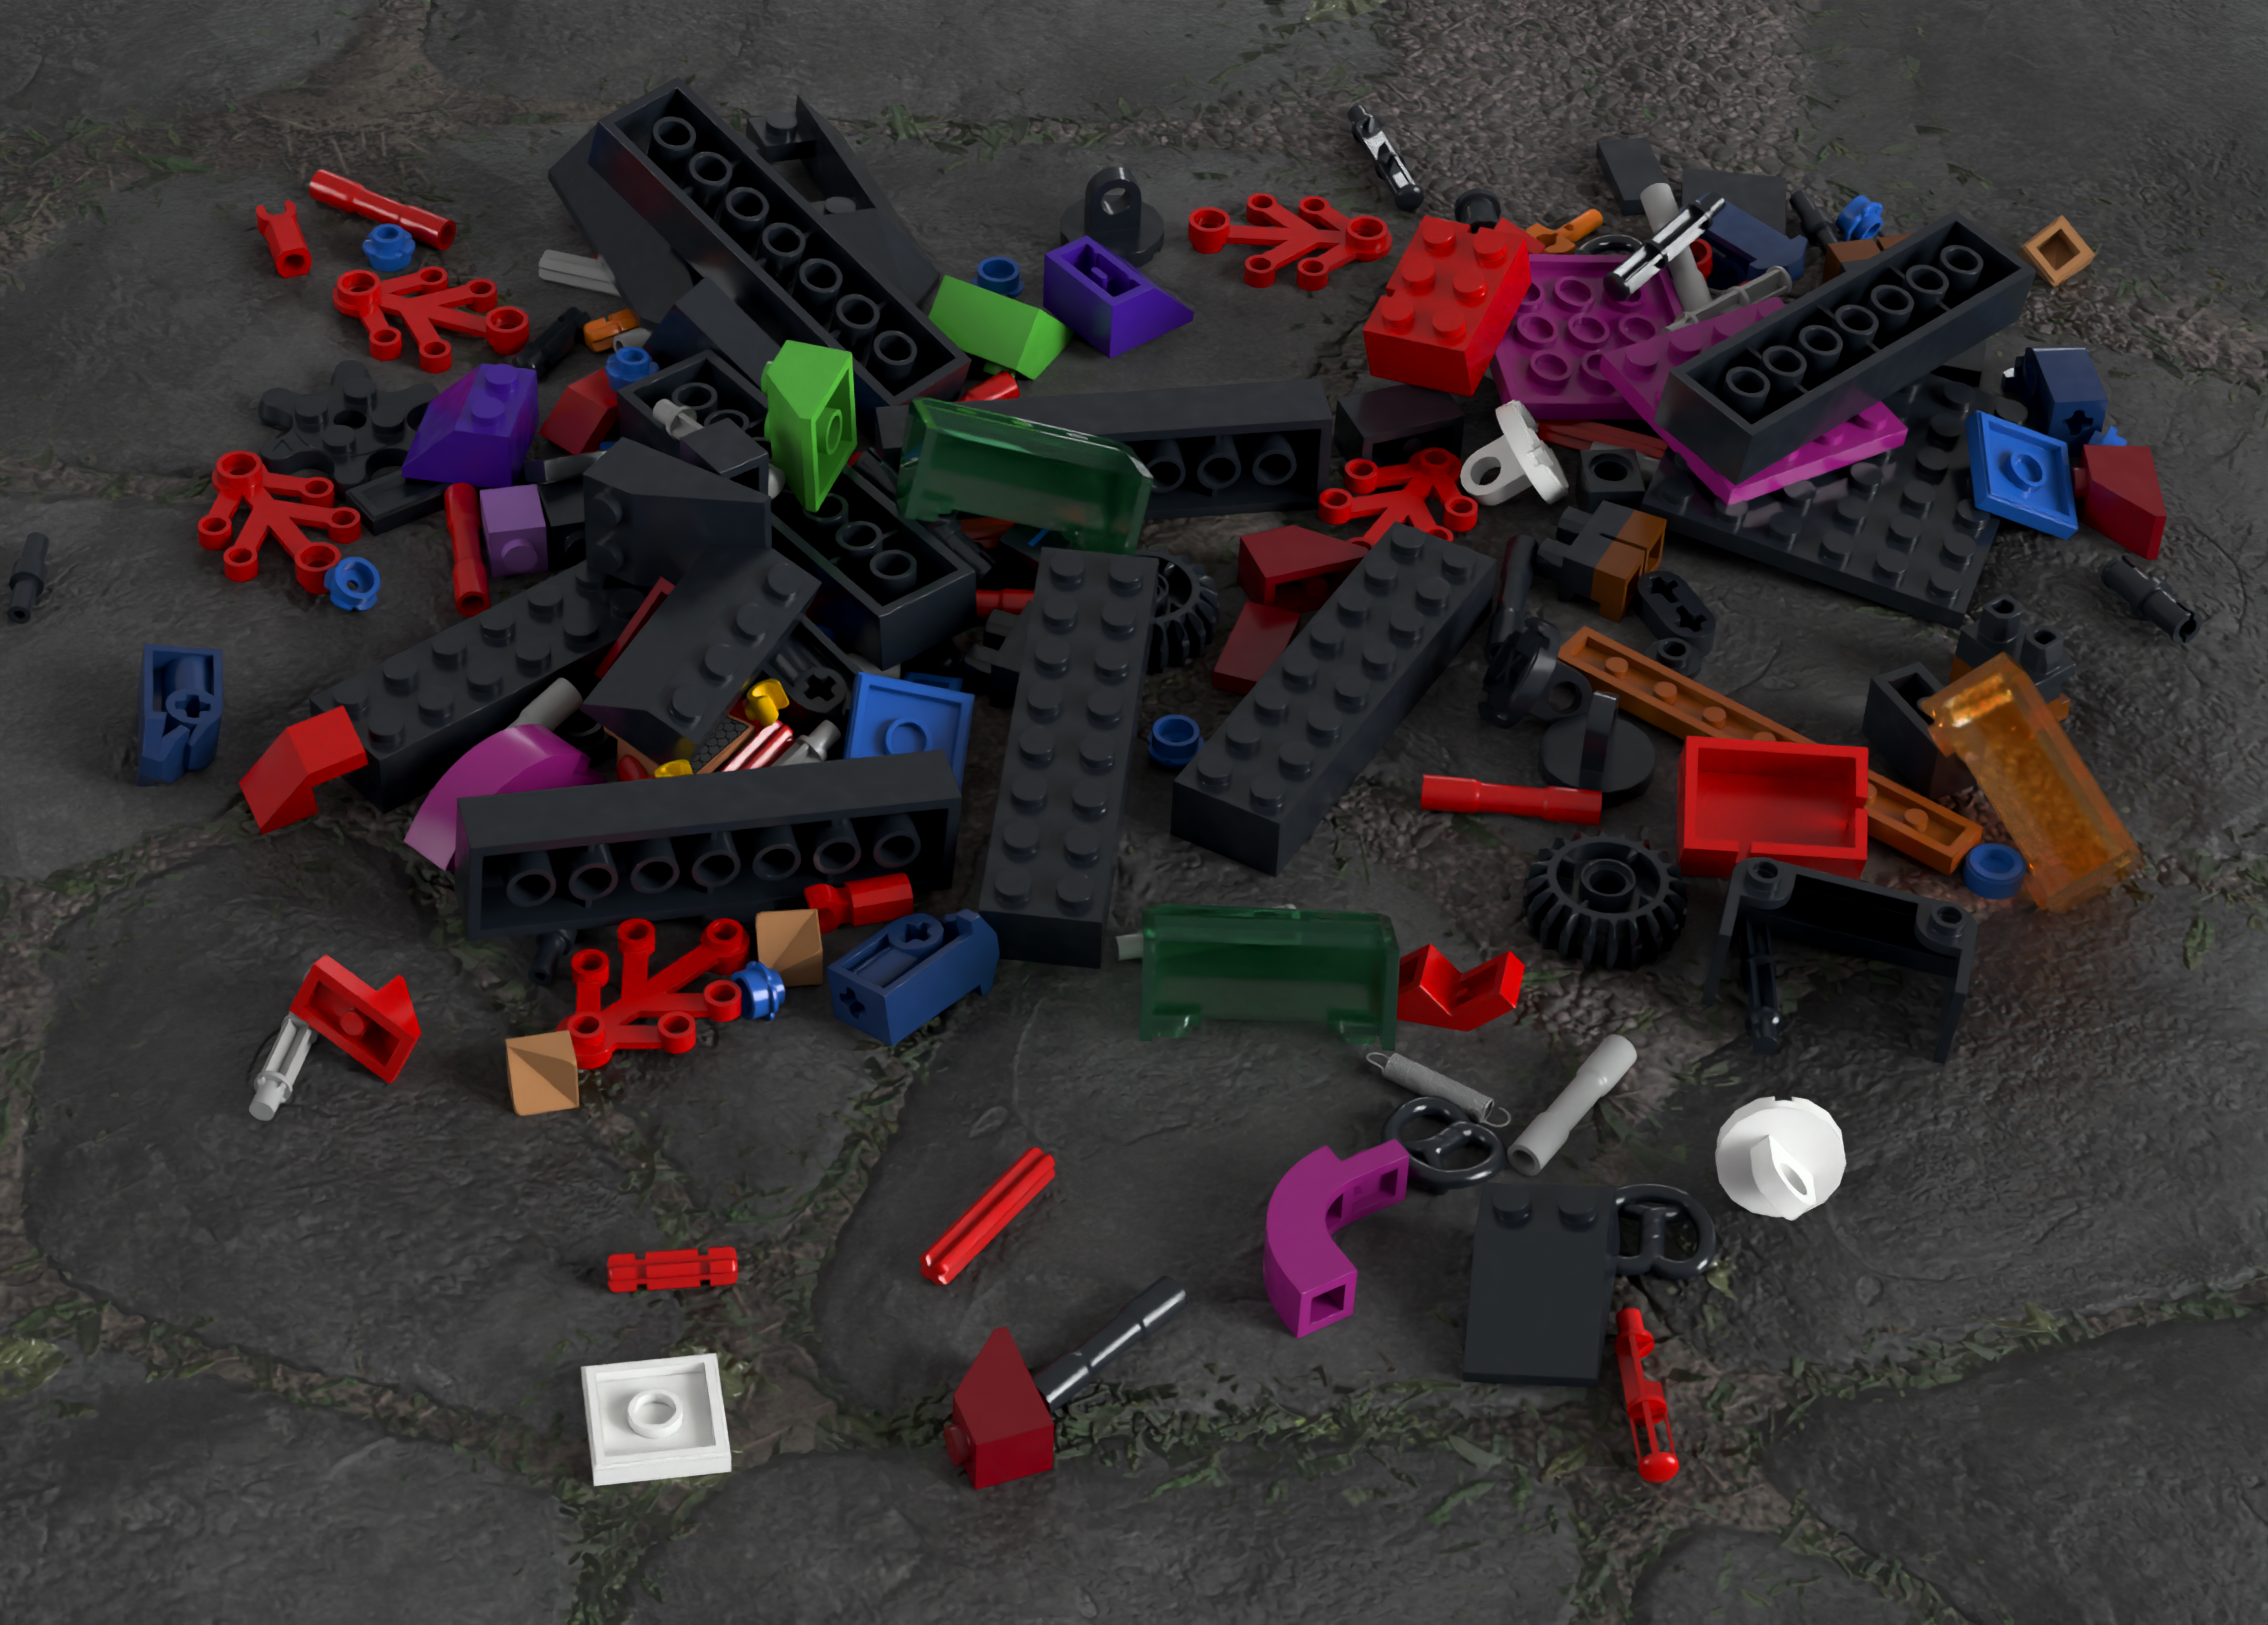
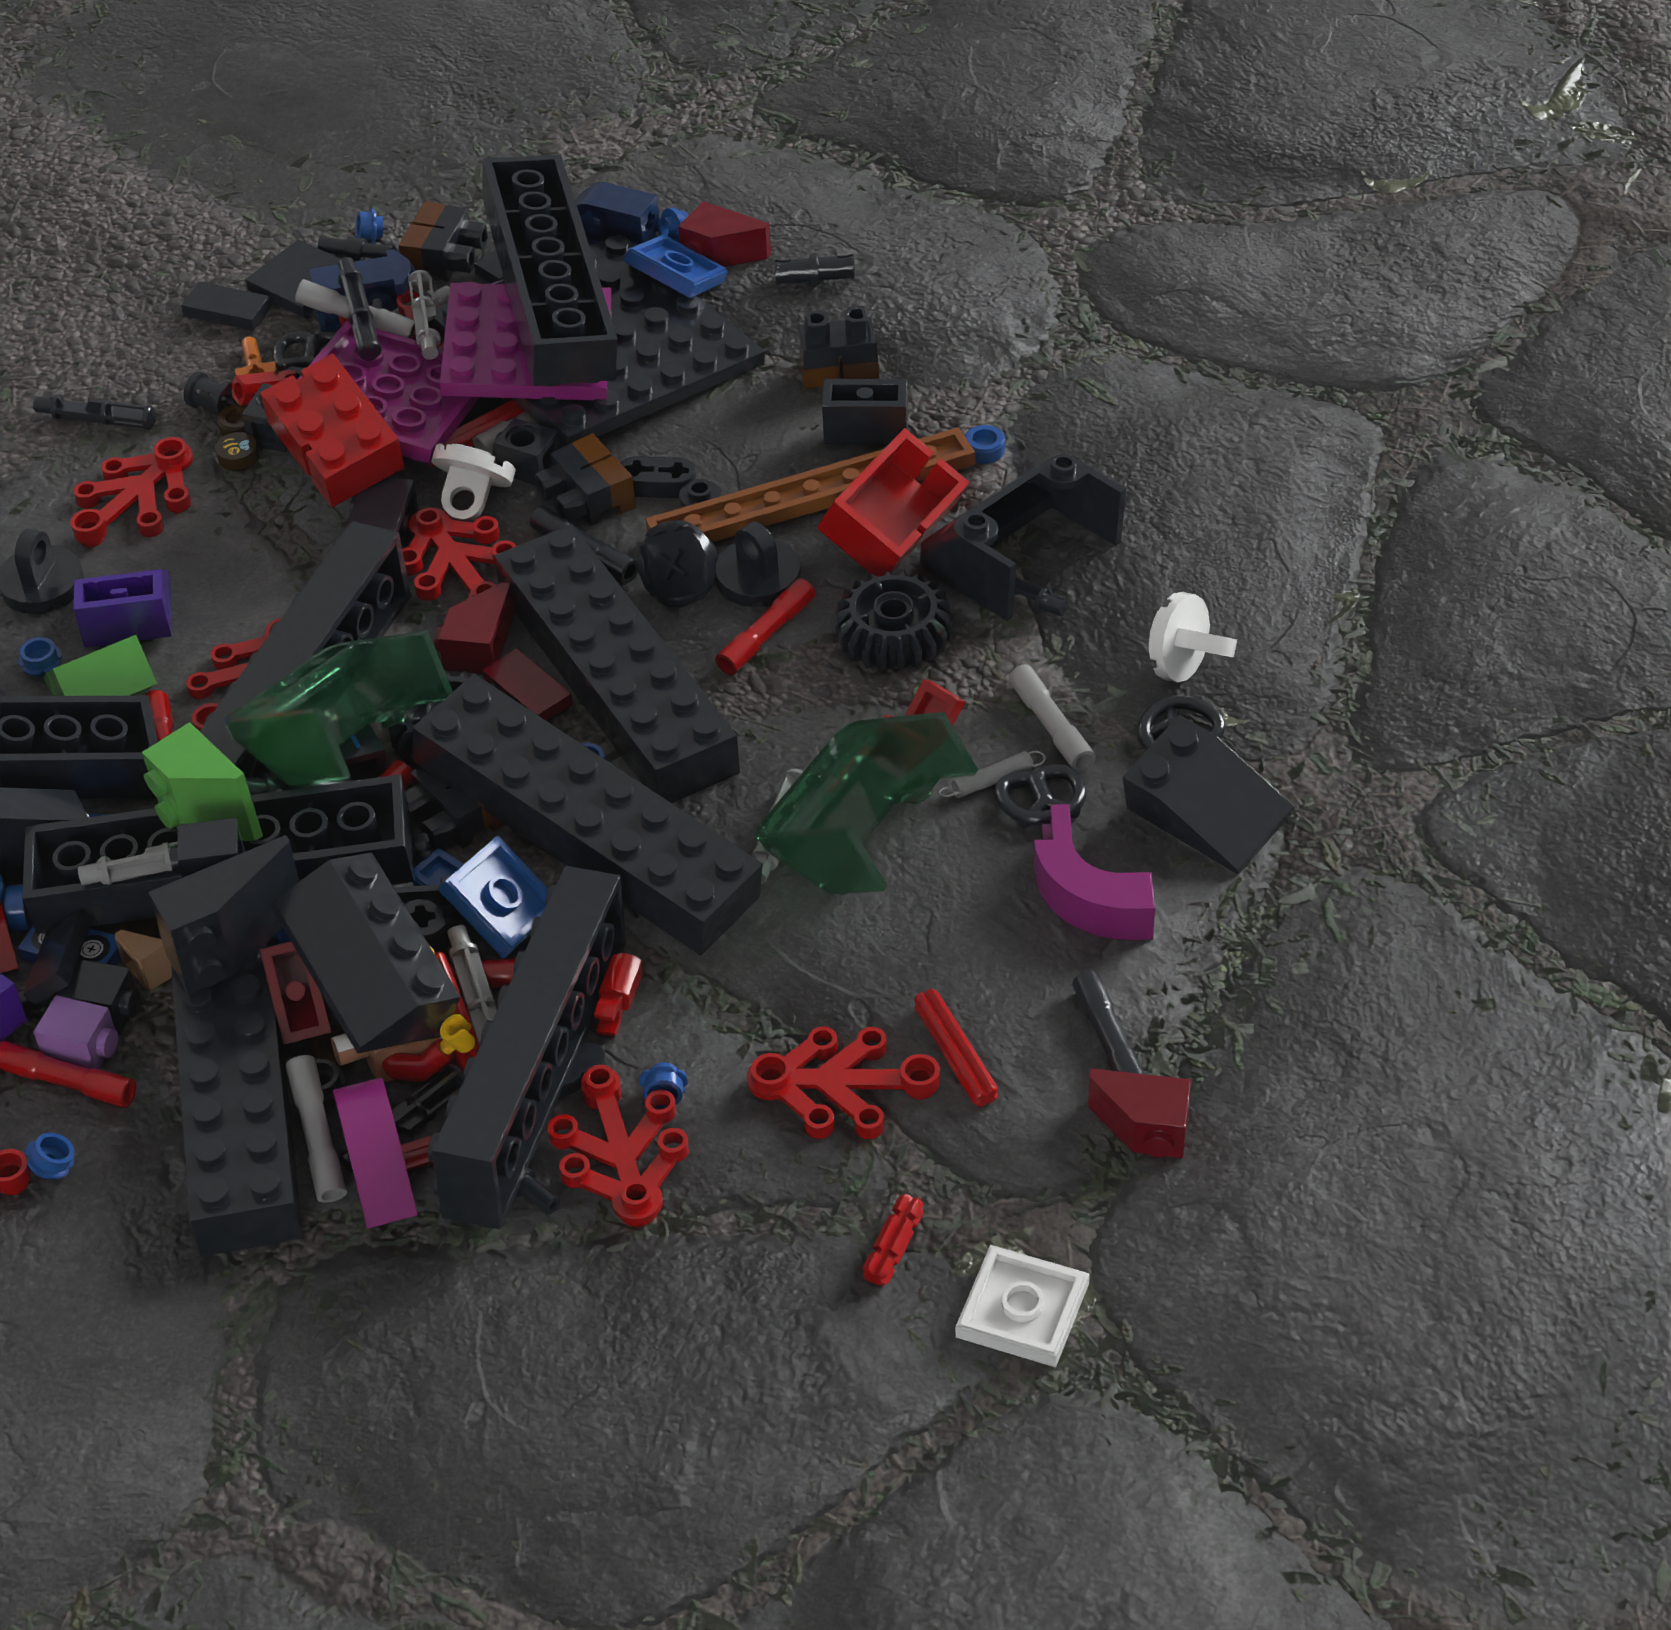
camera: 55 degrees left, 5 degrees up
(178, 711) = (110, 1319): dark blue piece -> none
(282, 1066) = (517, 1379): light grey piece -> none
(300, 758) = (251, 1259): red slope -> none
(365, 1023) = (540, 1320): red slope -> none
(542, 1073) = (662, 1237): medium nougat slope -> none
(791, 945) = (634, 1047): medium nougat slope -> none
(836, 1078) = (837, 1078): none -> red plant
(913, 972) = (715, 991): dark blue piece -> none
(1642, 1396) = (1323, 796): red piece -> none
(2034, 783) = (977, 383): clear orange windscreen -> none
(2056, 252) = (469, 158): medium nougat slope -> none

